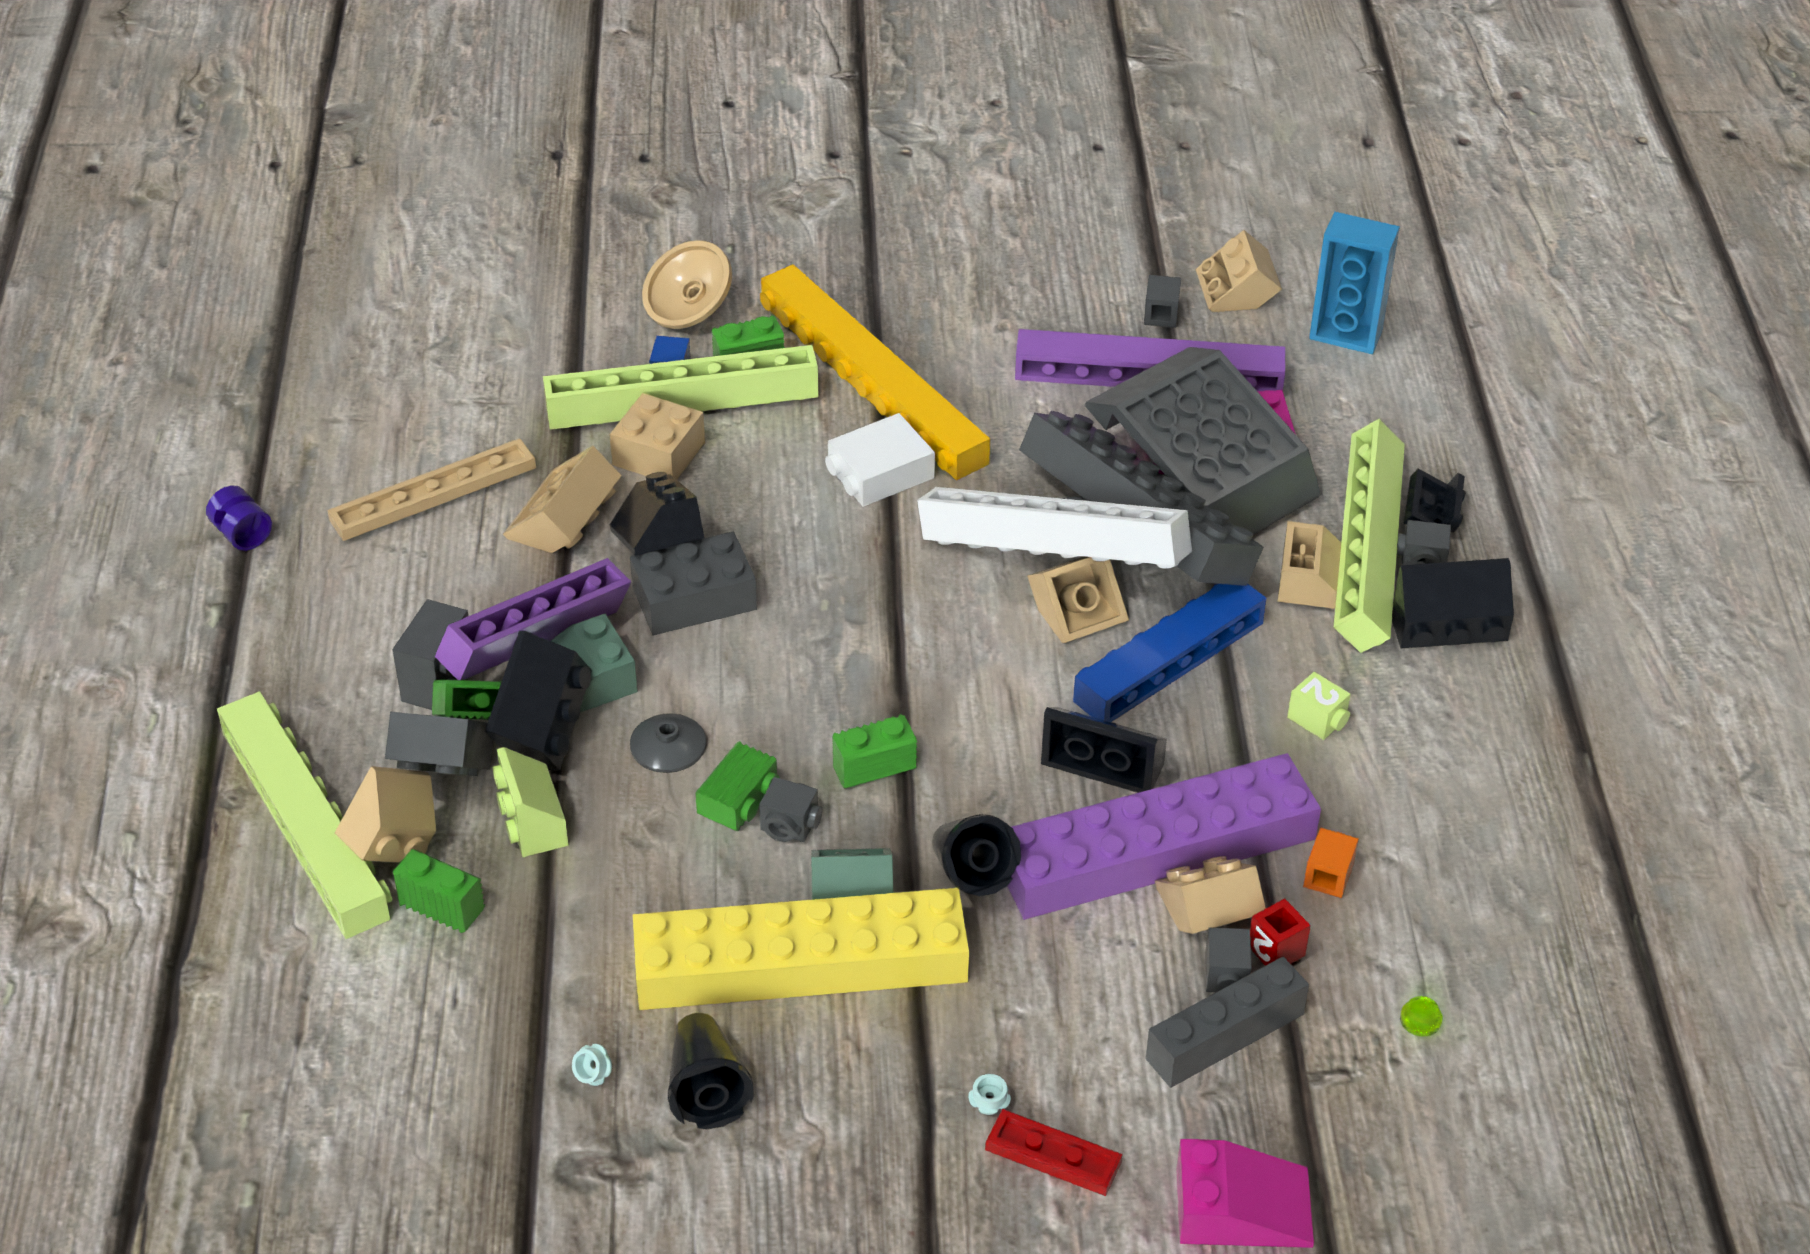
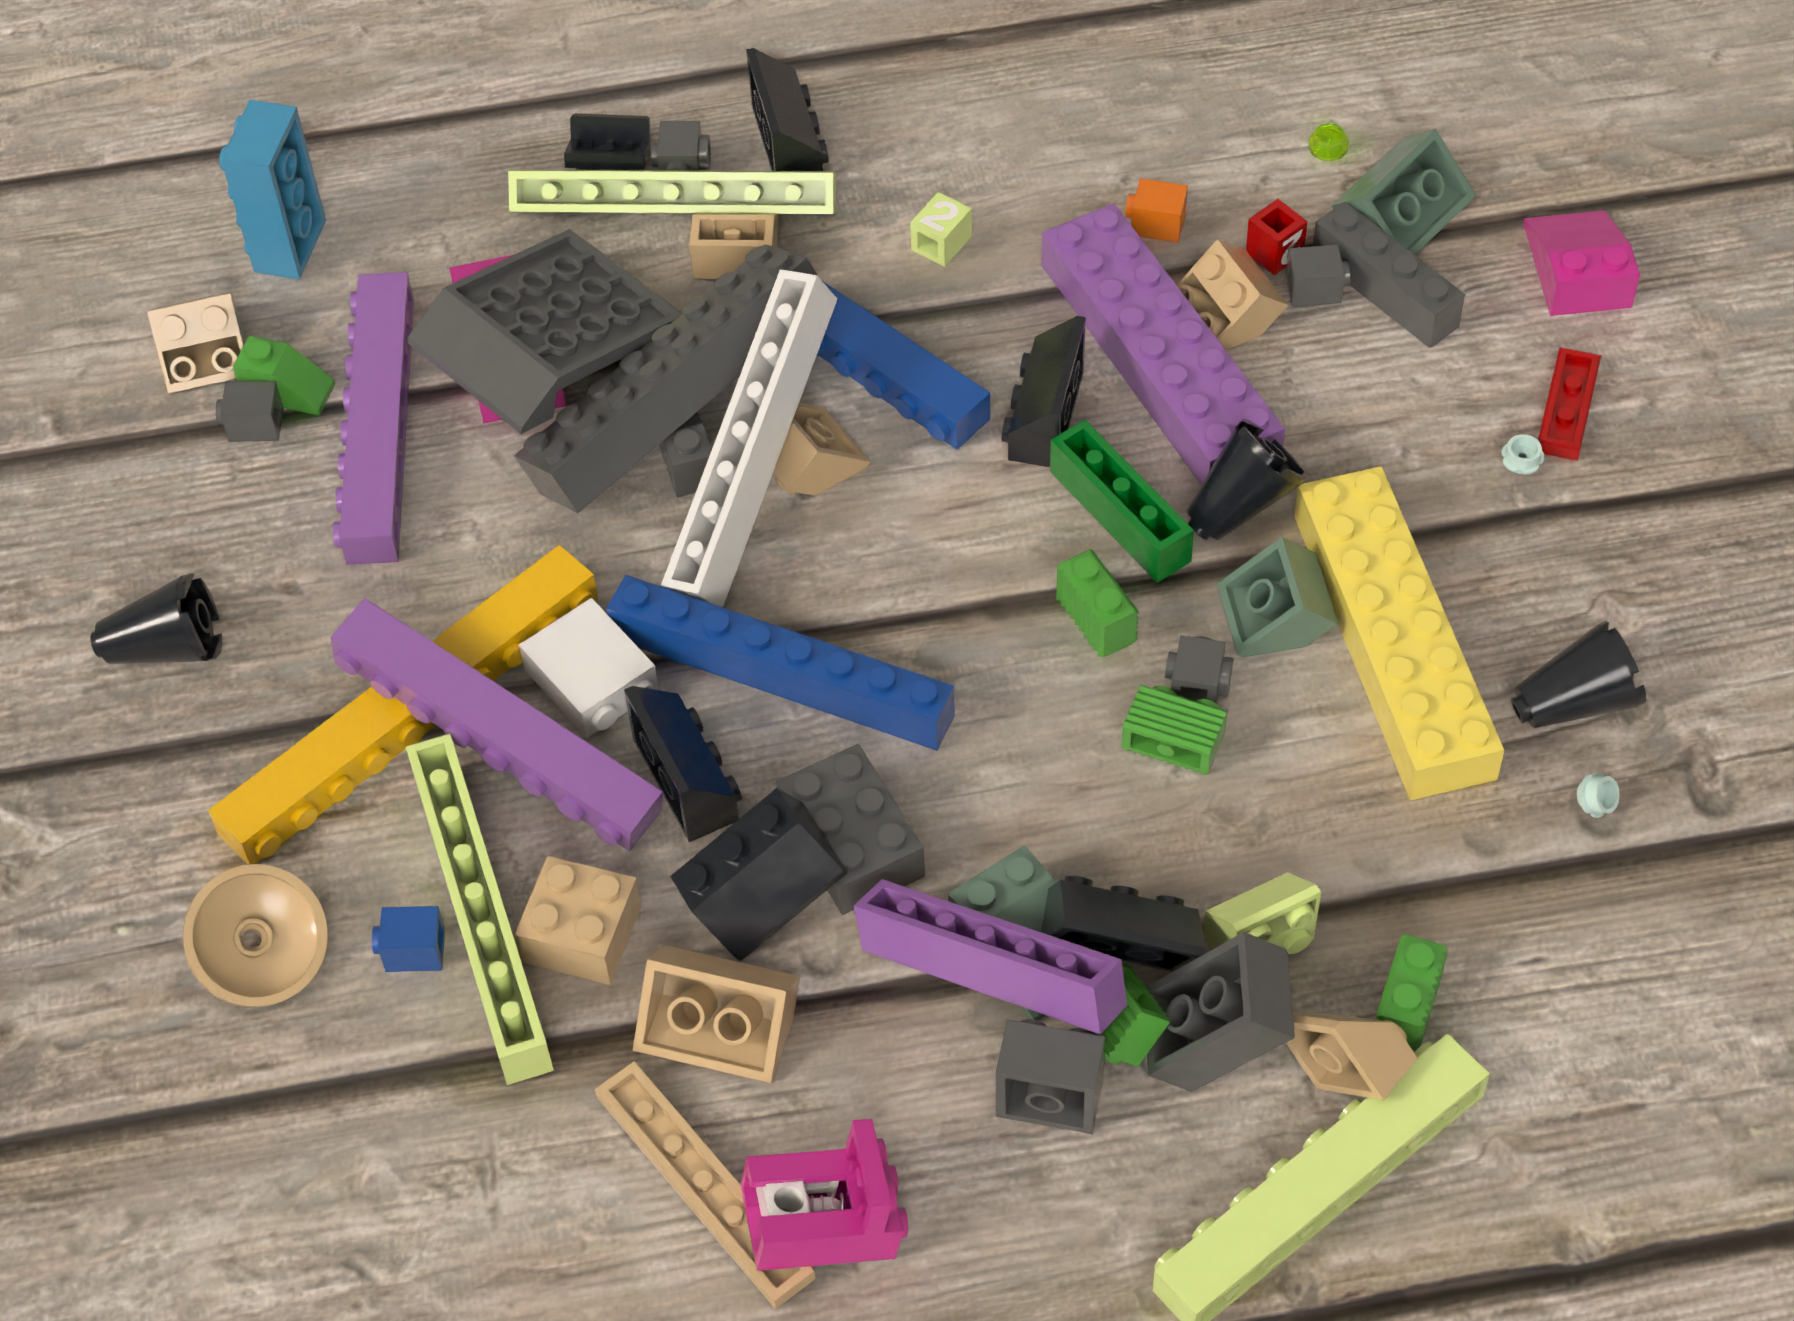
camera: 95 degrees left, 10 degrees up
(376, 542) = (838, 1203): none -> dark pink brick
(668, 743) = (1099, 839): dark grey dish -> none
(751, 336) = (376, 848): bright green brick -> none
(775, 488) = (682, 761): none -> black slope
(822, 394) = (496, 725): none -> medium lavender brick
(852, 565) = (784, 662): none -> blue brick
(960, 257) = (161, 627): none -> black cone
(975, 776) = (1121, 501): none -> green brick
(1196, 311) = (298, 380): none -> bright green slope
(1332, 1059) = (1412, 190): none -> sand green slope

